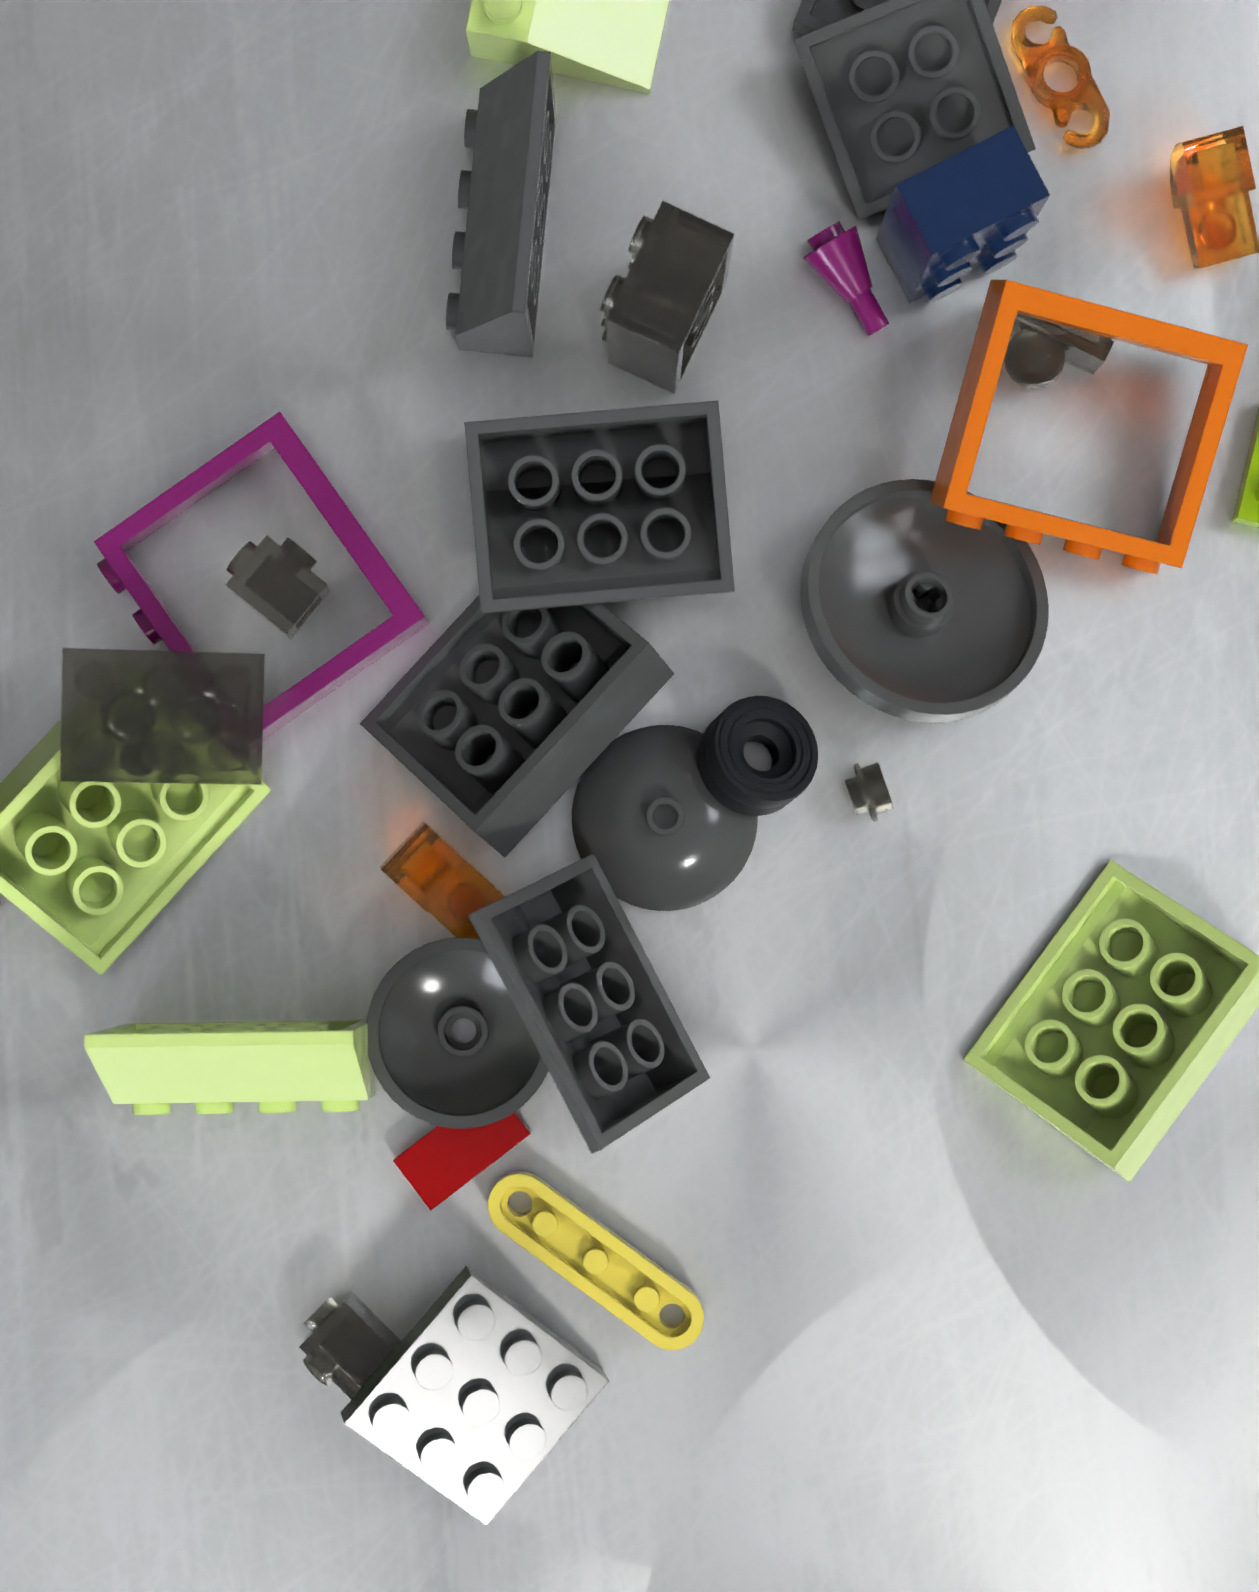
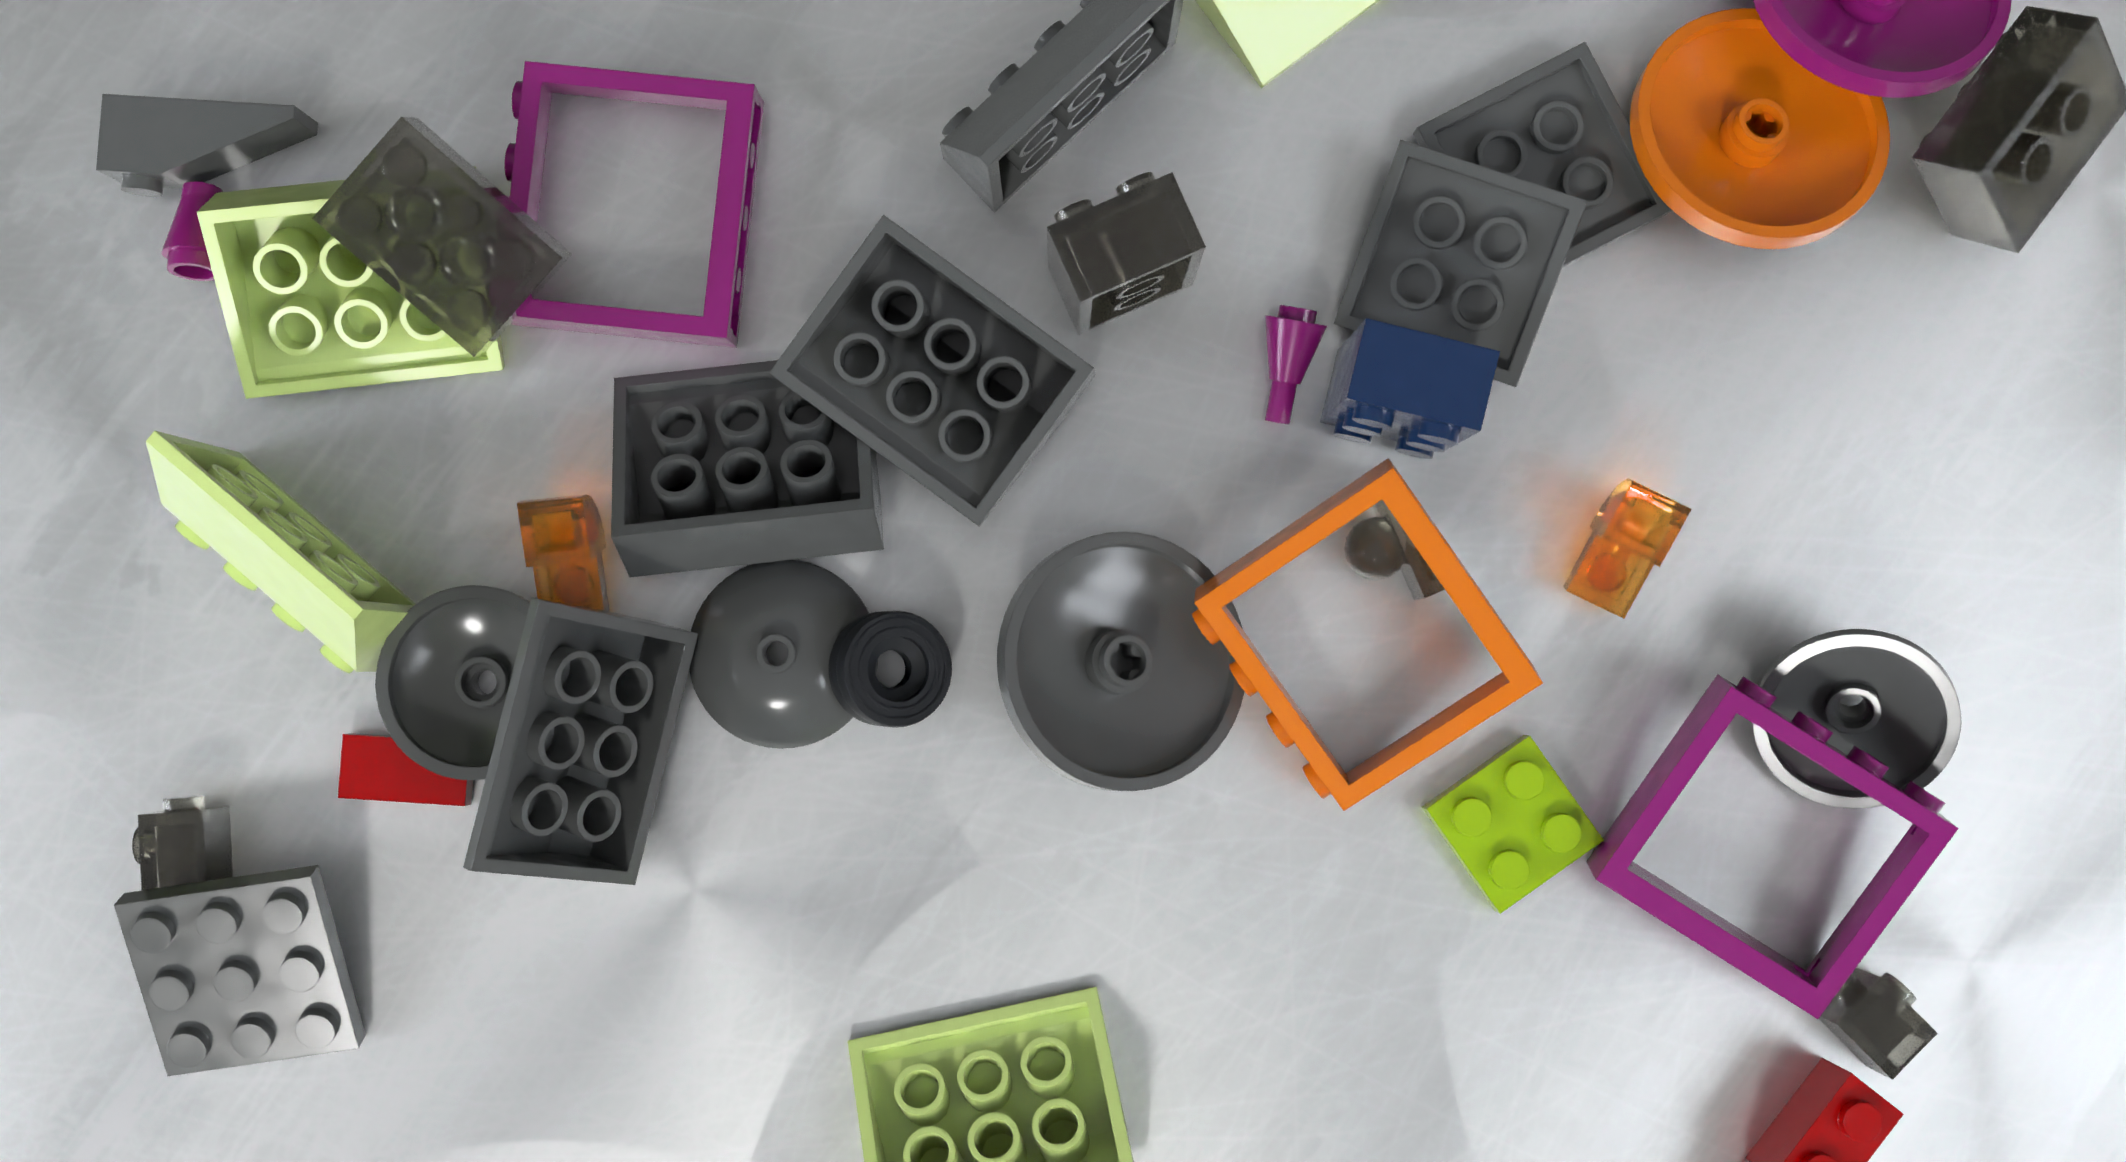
camera: 40 degrees right, 0 degrees up
(277, 583) = (629, 214): clear smoke brick -> none
(596, 1260) = (429, 947): light yellow plate -> none
(869, 791) = (955, 771): clear smoke plate -> none
(1037, 57) = (1583, 318): clear orange piece -> none

